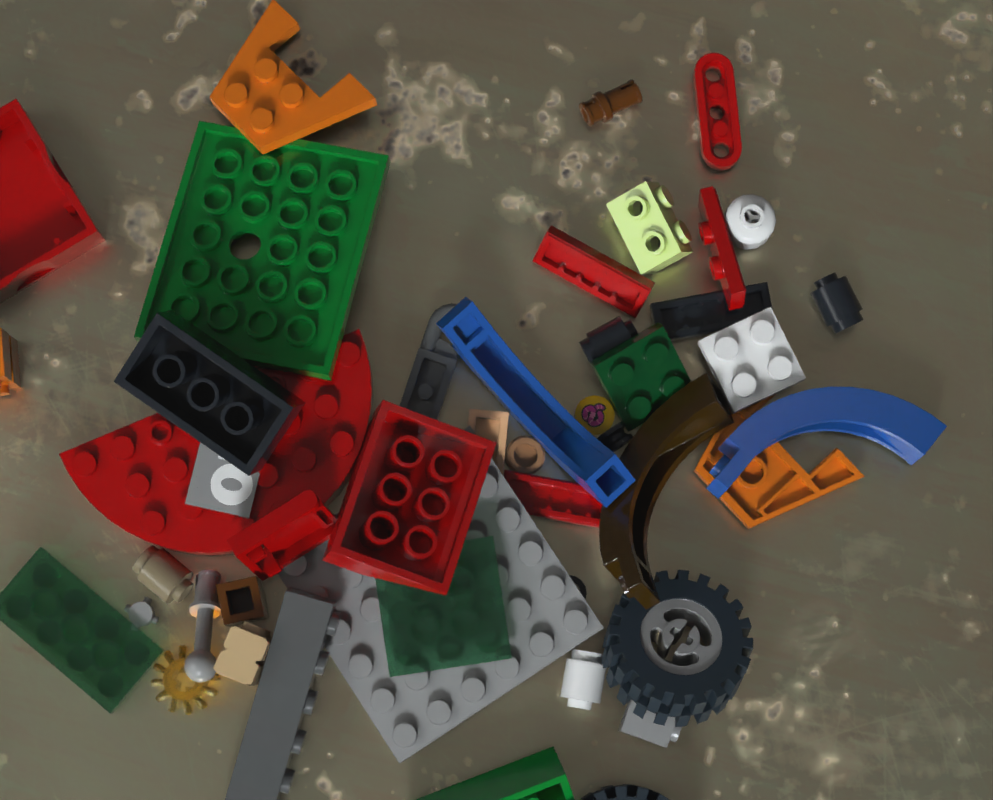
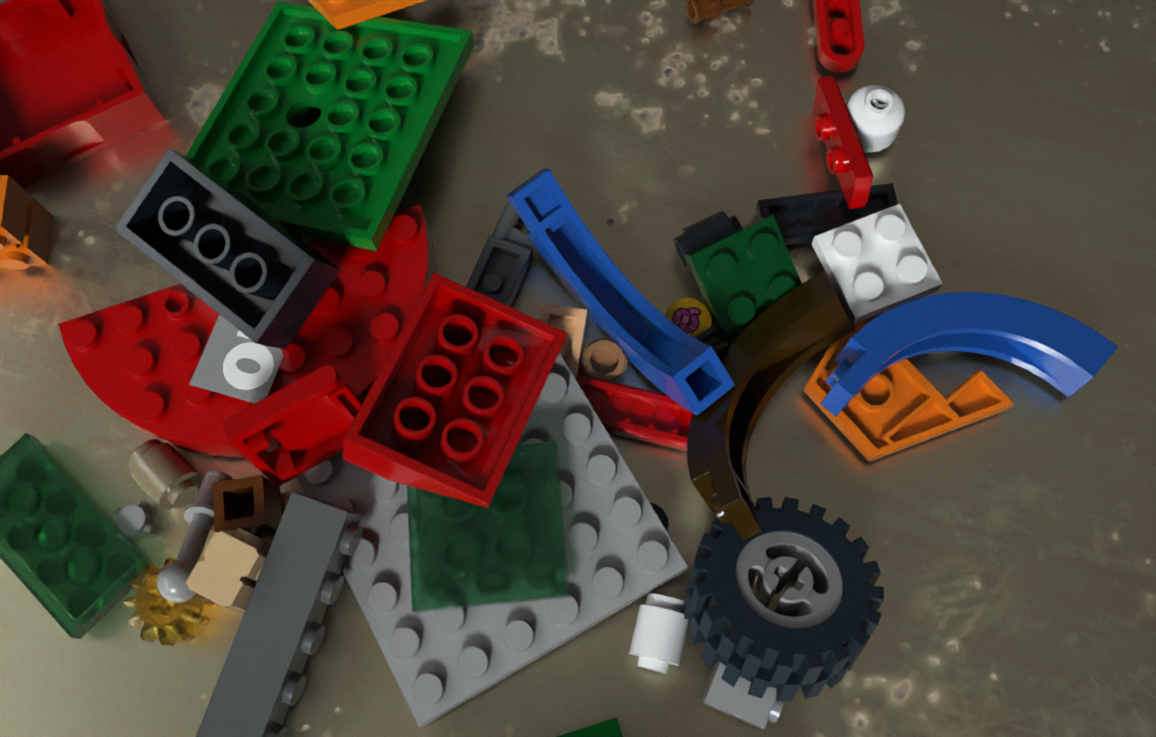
camera: 15 degrees right, 10 degrees down
(593, 271) = (694, 165): red plate -> none
(650, 227) = (760, 119): yellowish green brick -> none
(837, 302) = (975, 209): black brick -> none

